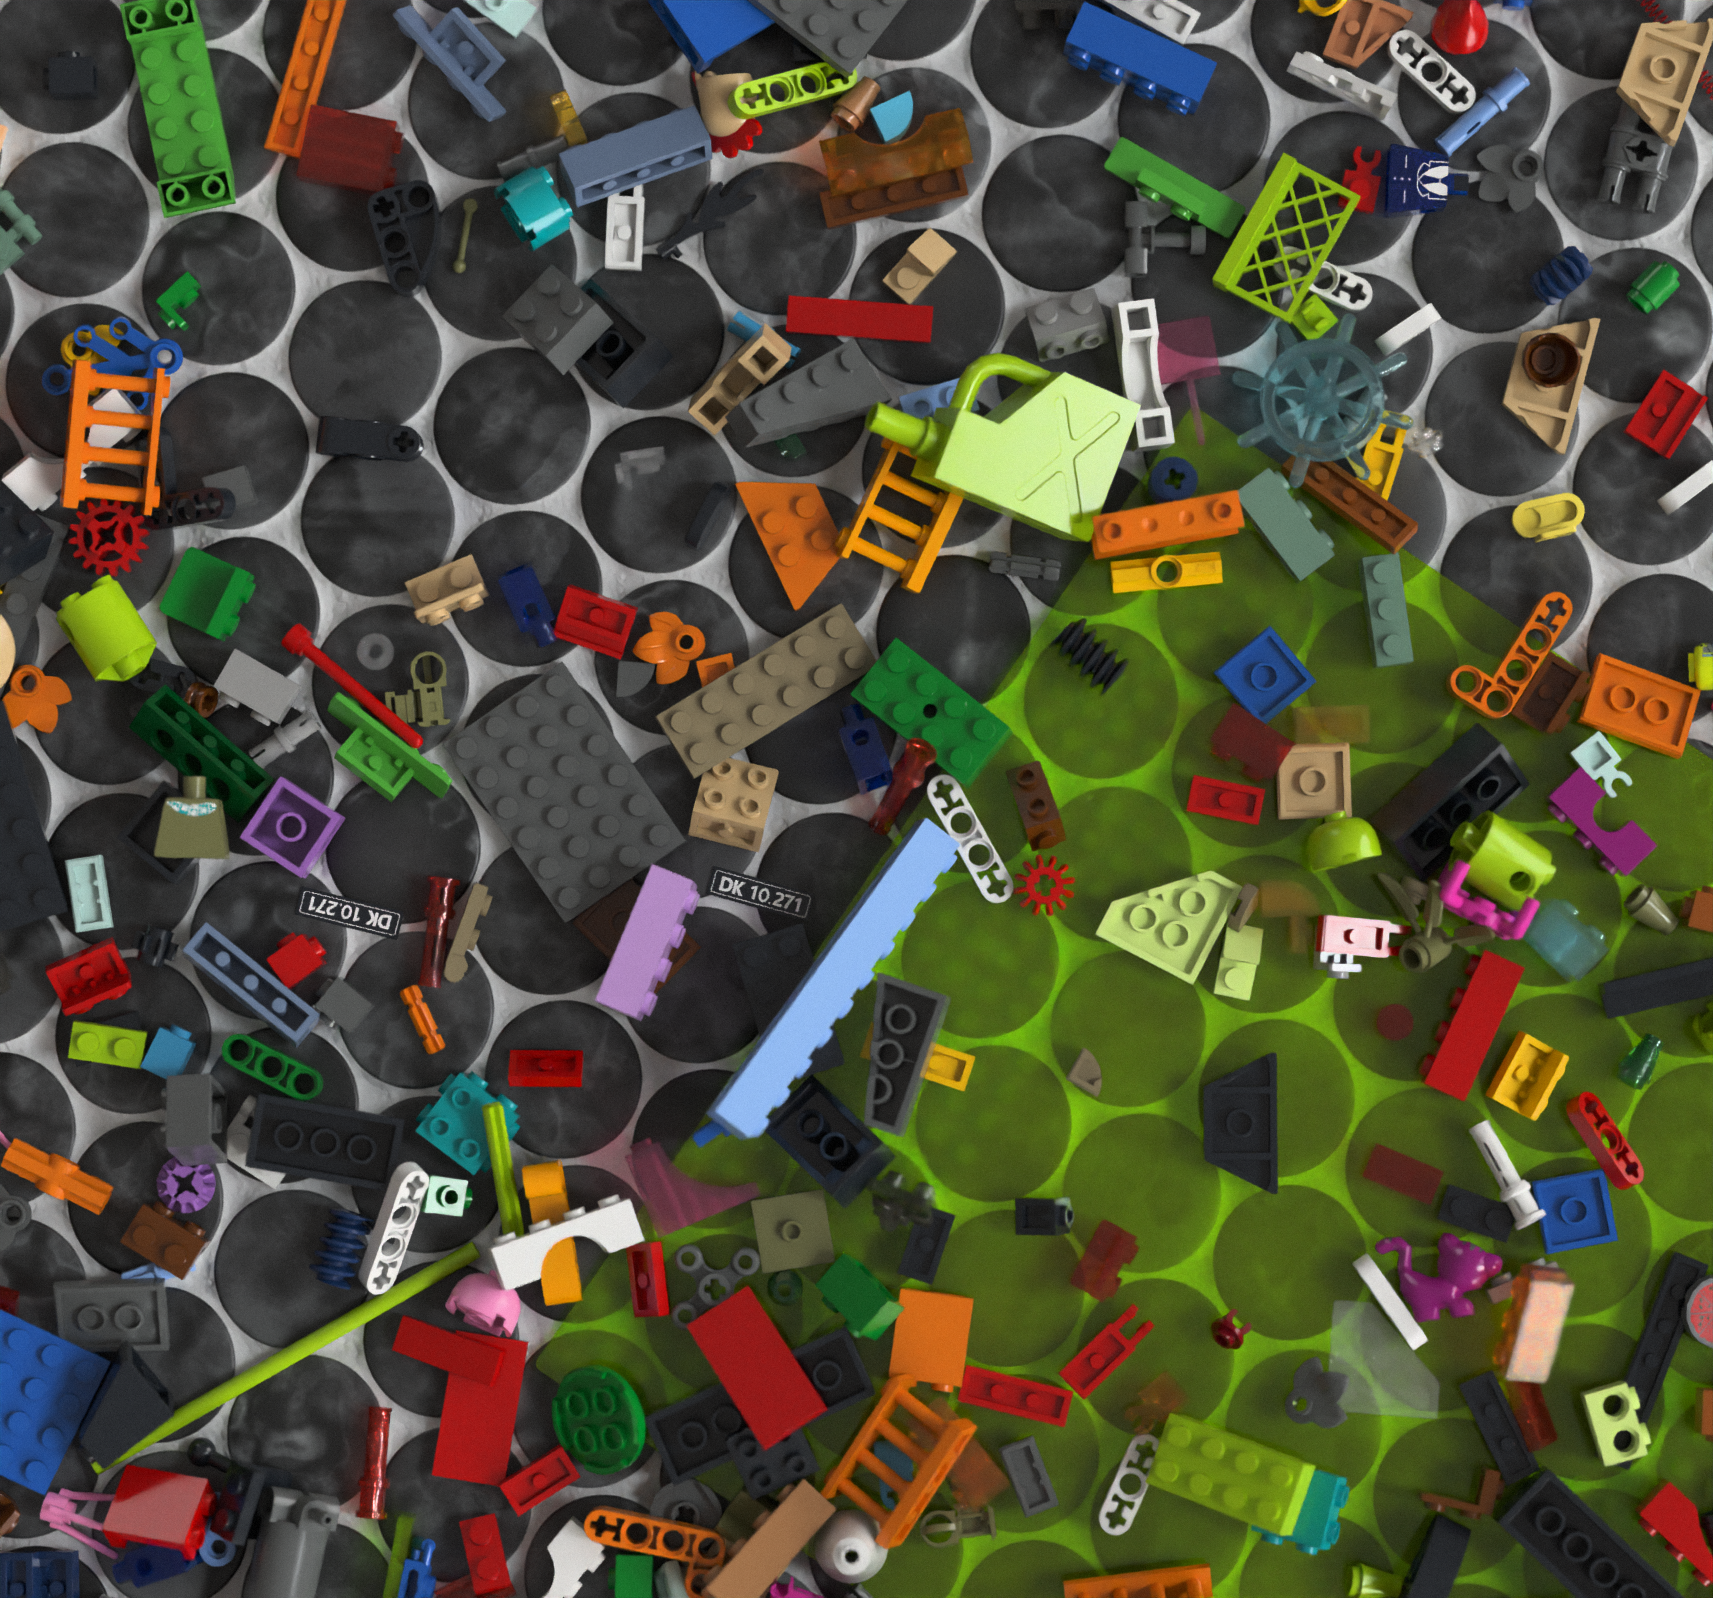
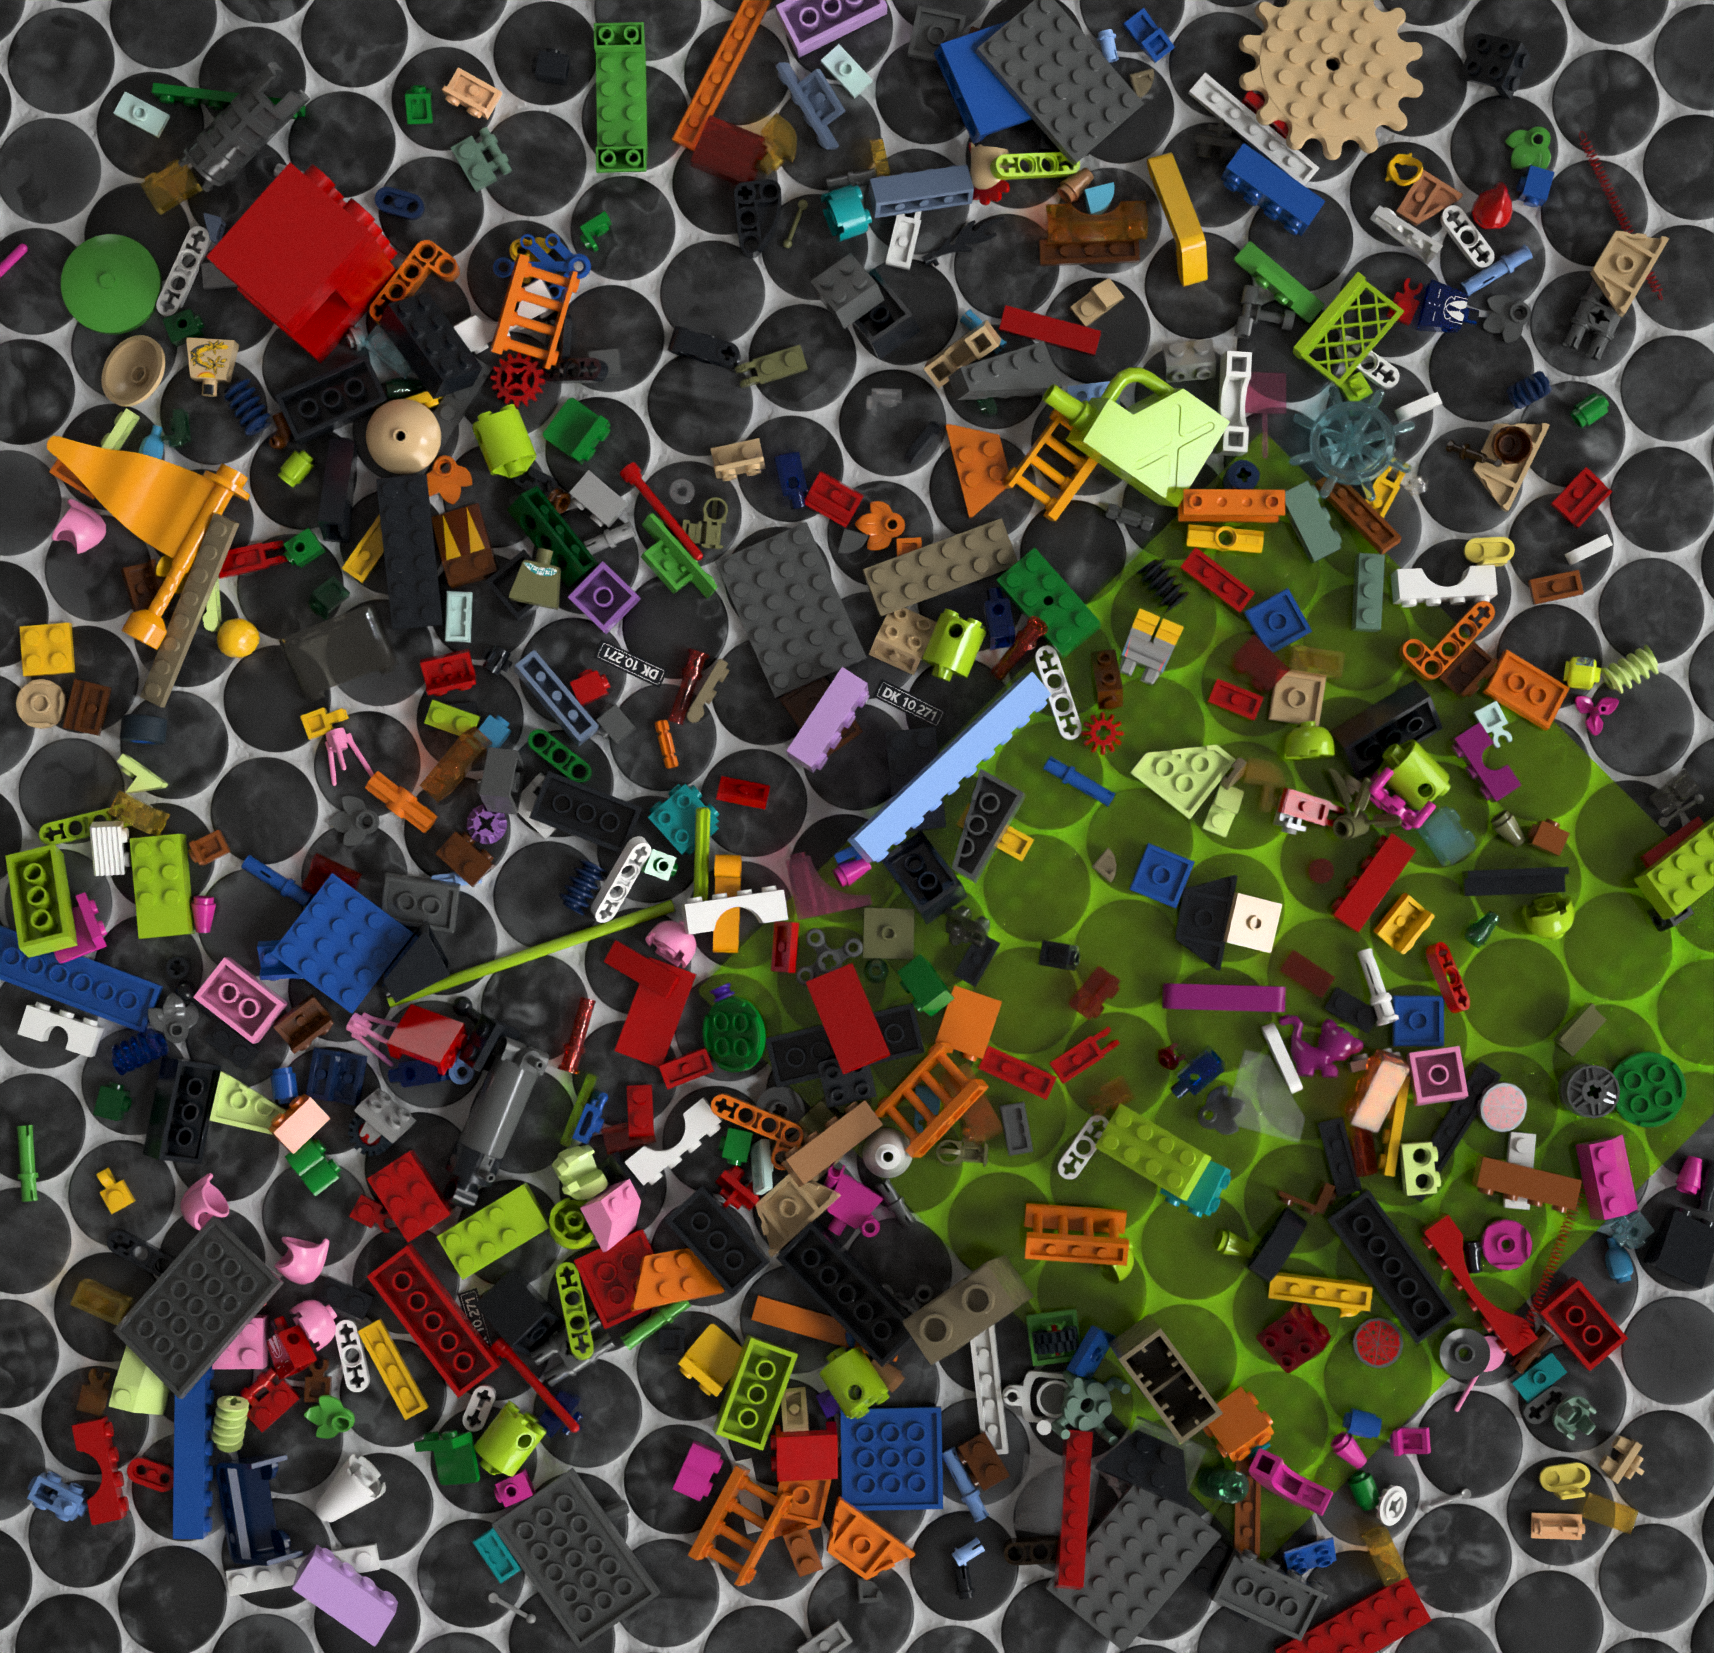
camera: 15 degrees right, 0 degrees up
(78, 790) = (464, 546): none -> reddish brown slope
(125, 1107) = (456, 764): none -> clear orange brick
(425, 118) = (783, 140): none -> clear yellow brick
(473, 446) = (774, 366): none -> olive hinge
(570, 1362) = (722, 992): none -> dark purple bush
(720, 1153) = (850, 871): none -> dark pink cone
(803, 812) = (952, 654): none -> lime cylinder
(1014, 123) = (1181, 218): none -> yellow beam
(1024, 960) = (1079, 781): none -> blue pin
(1083, 758) = (1146, 654): none -> light grey hips
(1167, 633) = (1217, 580): none -> red plate
(1168, 1073) = (1161, 875): none -> blue plate
(1283, 1334) = (1206, 1065): none -> clear blue torso
(1290, 1231) = (1223, 997): none -> magenta beam
(1311, 1116) = (1252, 922): none -> plate
(1449, 589) = (1414, 587): none -> white arch
(1489, 381) = (1466, 452): none -> dark brown piece
(1569, 1382) = (1392, 1136): none -> yellow plate
(1616, 1285) = (1437, 1076): none -> bright pink brick
(1653, 550) = (1556, 587): none -> dark orange plate

